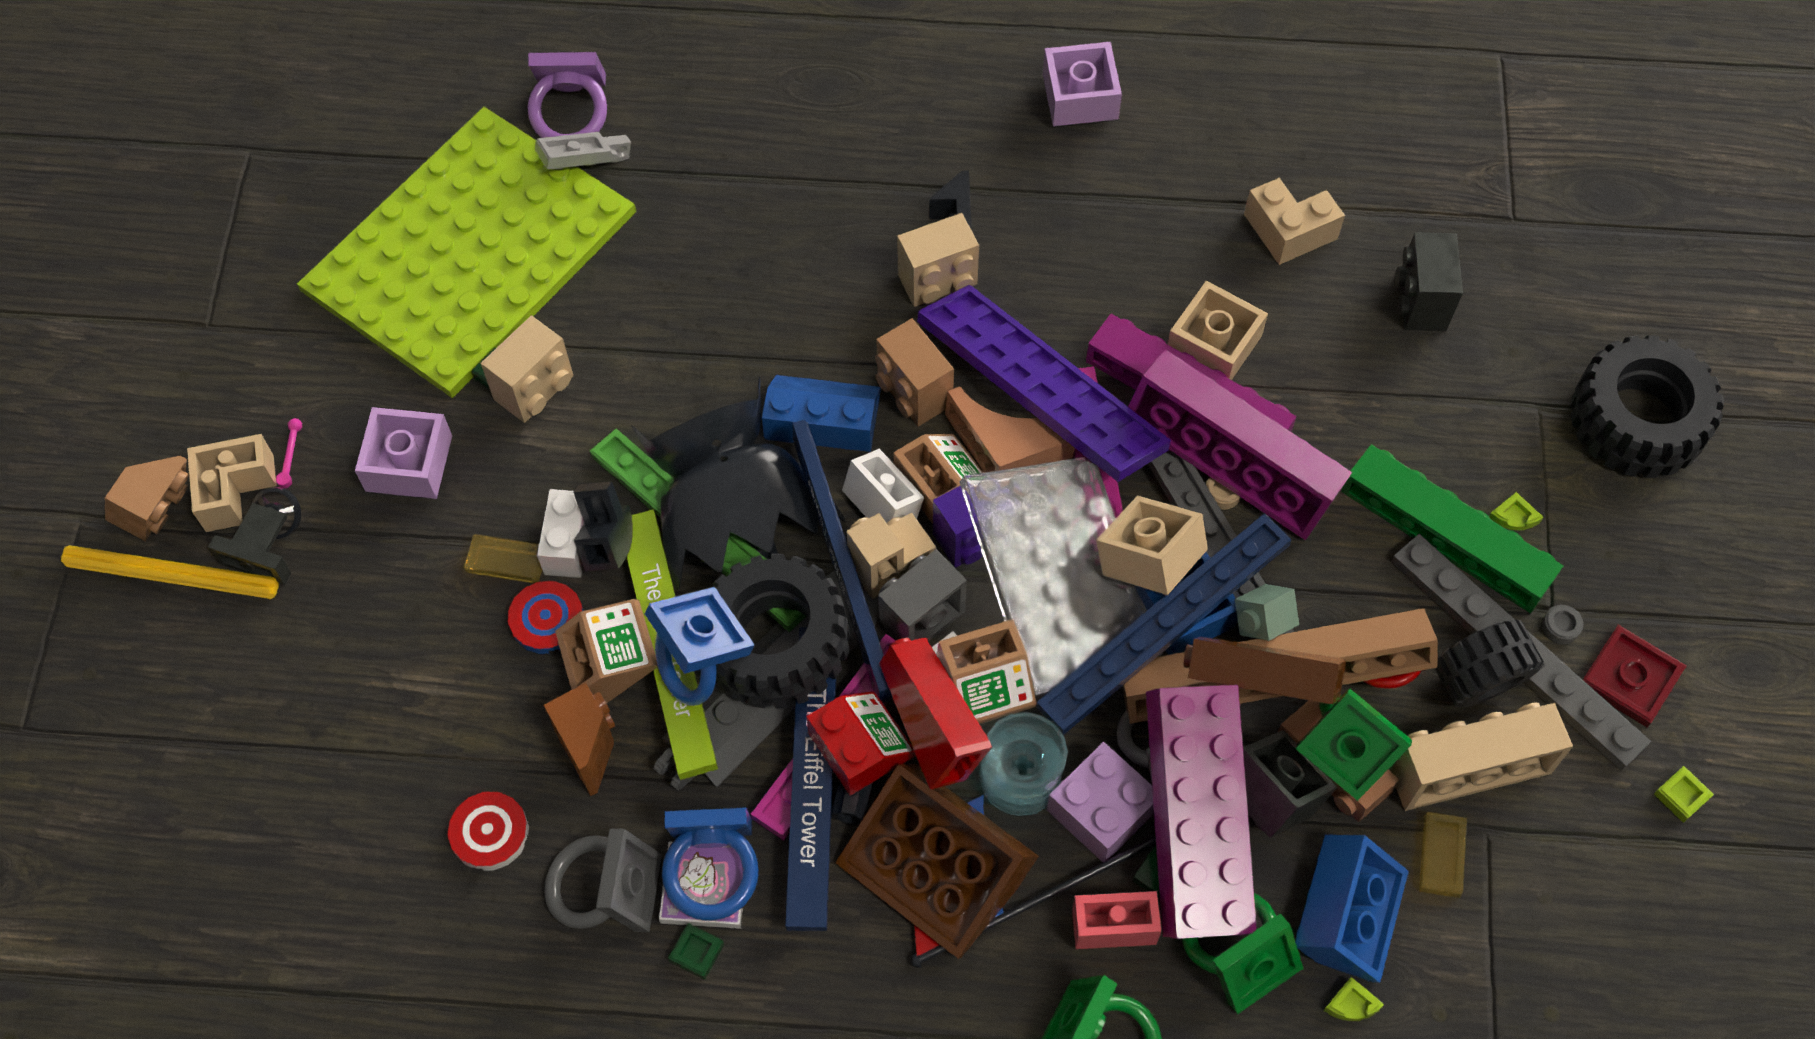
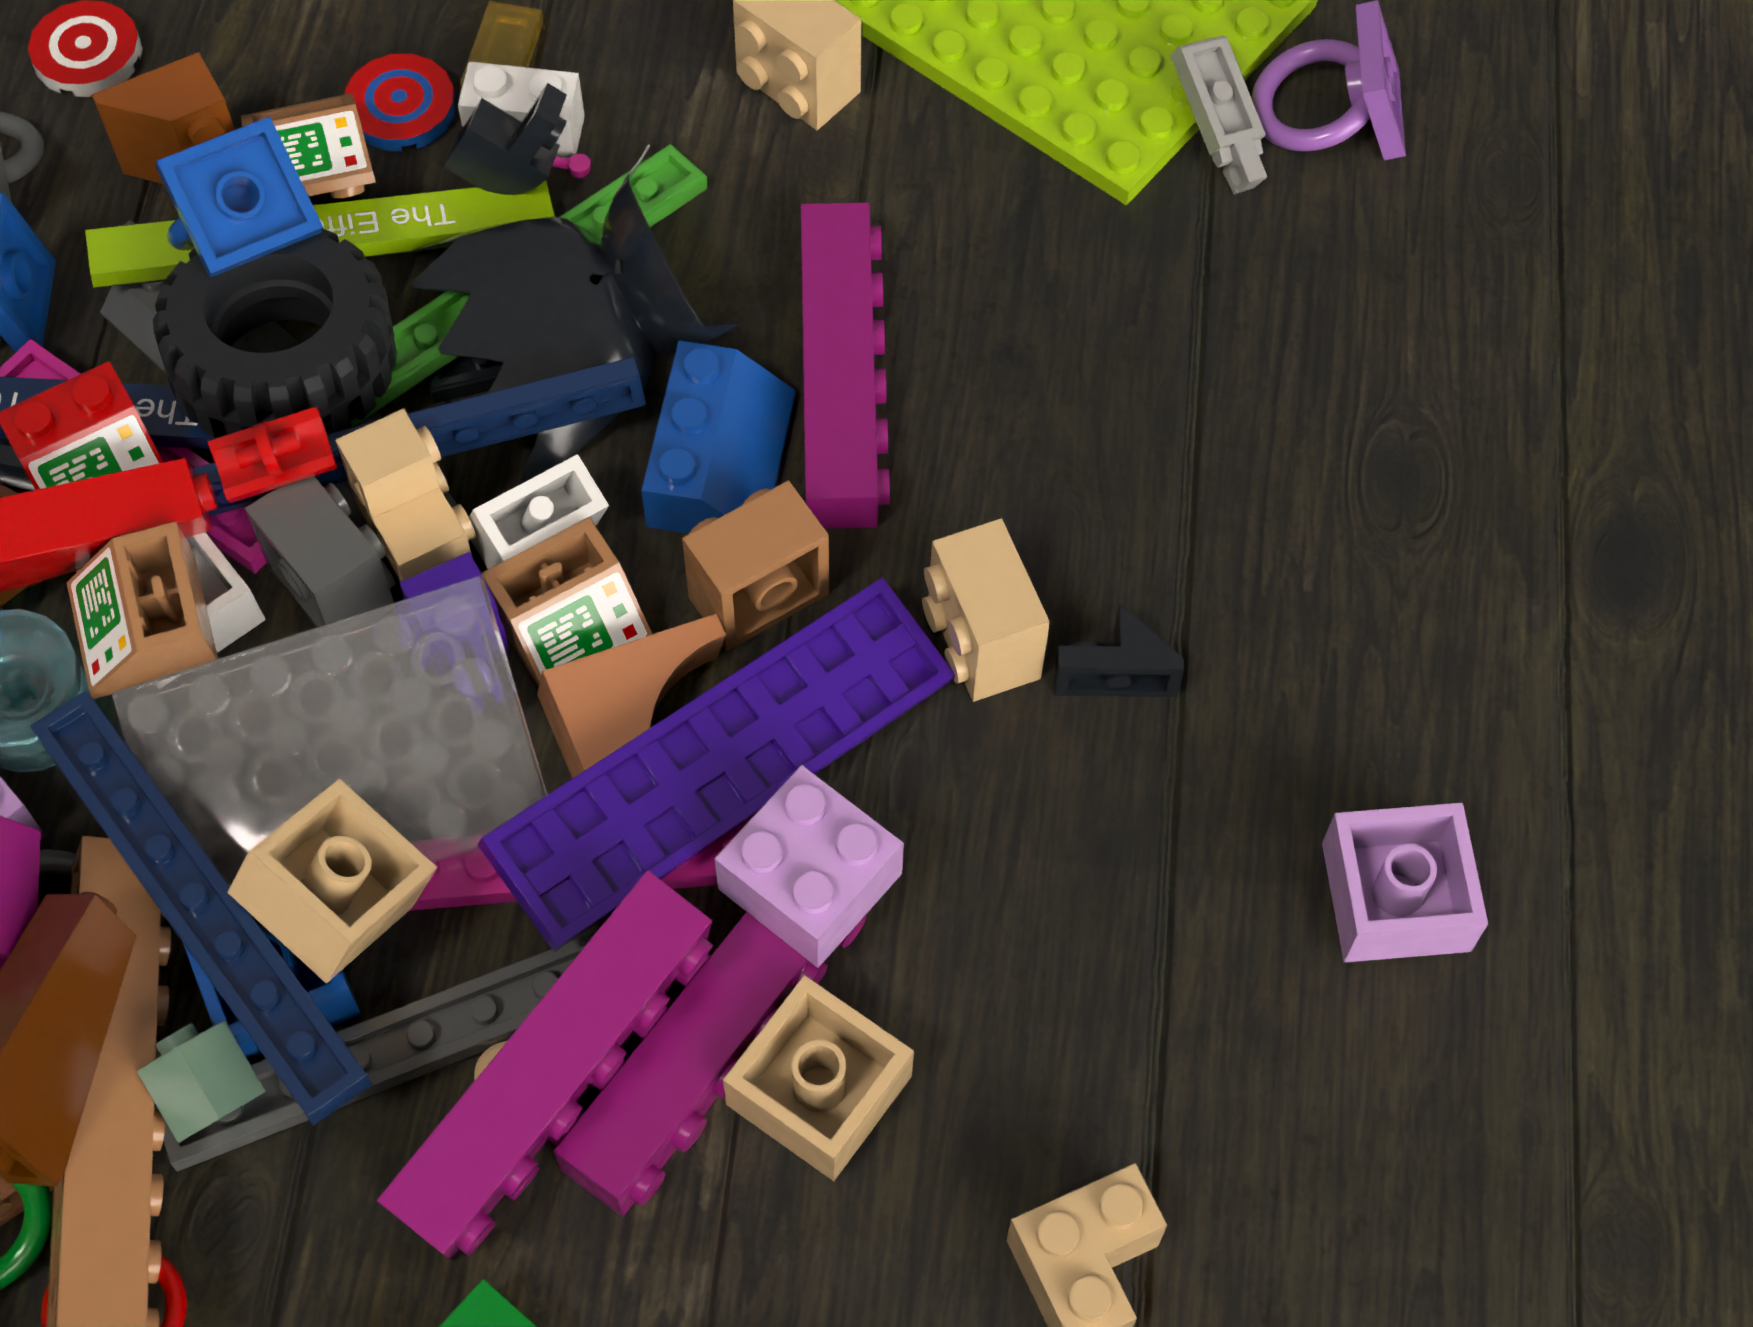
camera: 90 degrees right, 0 degrees up
(761, 347) = (839, 365): none -> magenta brick
(877, 606) = (273, 454): none -> red hips
(1111, 326) = (809, 865): none -> lavender brick

